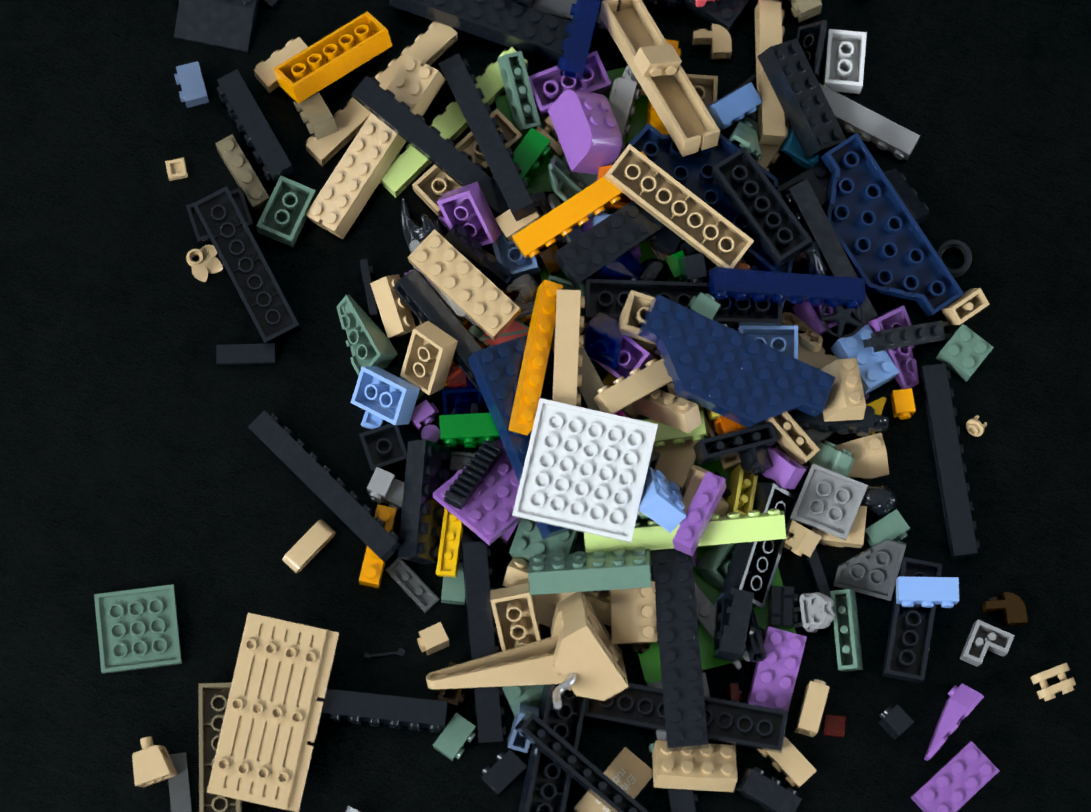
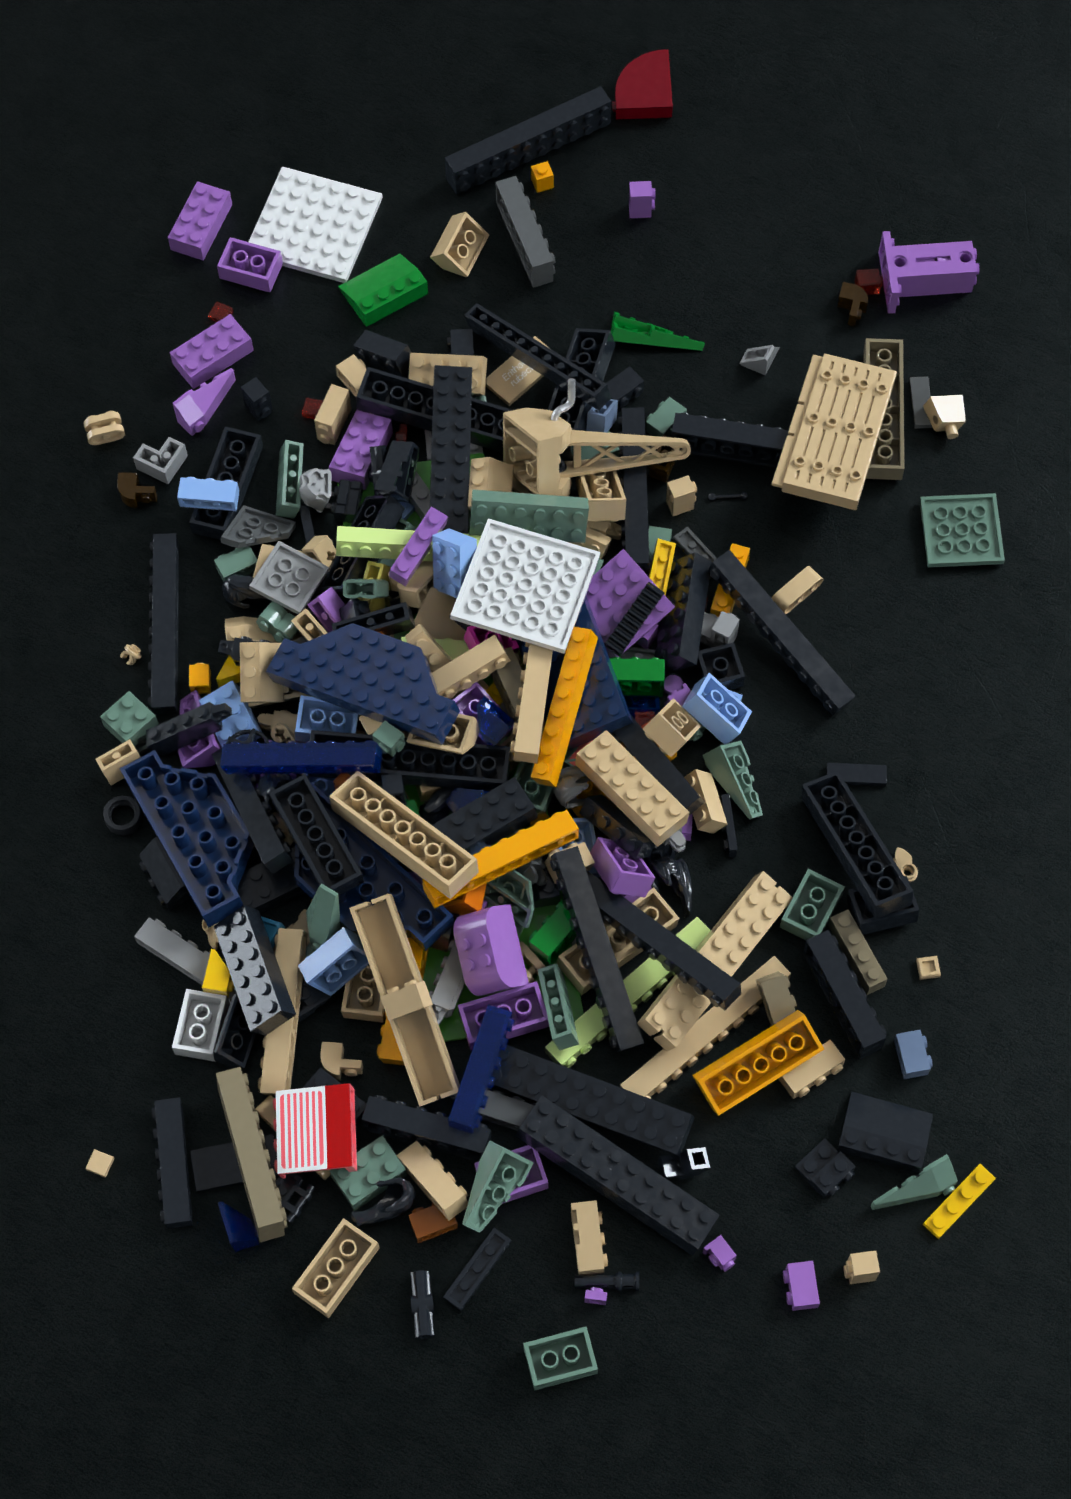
camera: 170 degrees left, 10 degrees down
(748, 480) = (365, 588): none -> sand green brick
(836, 95) = (217, 976): none -> yellow slope

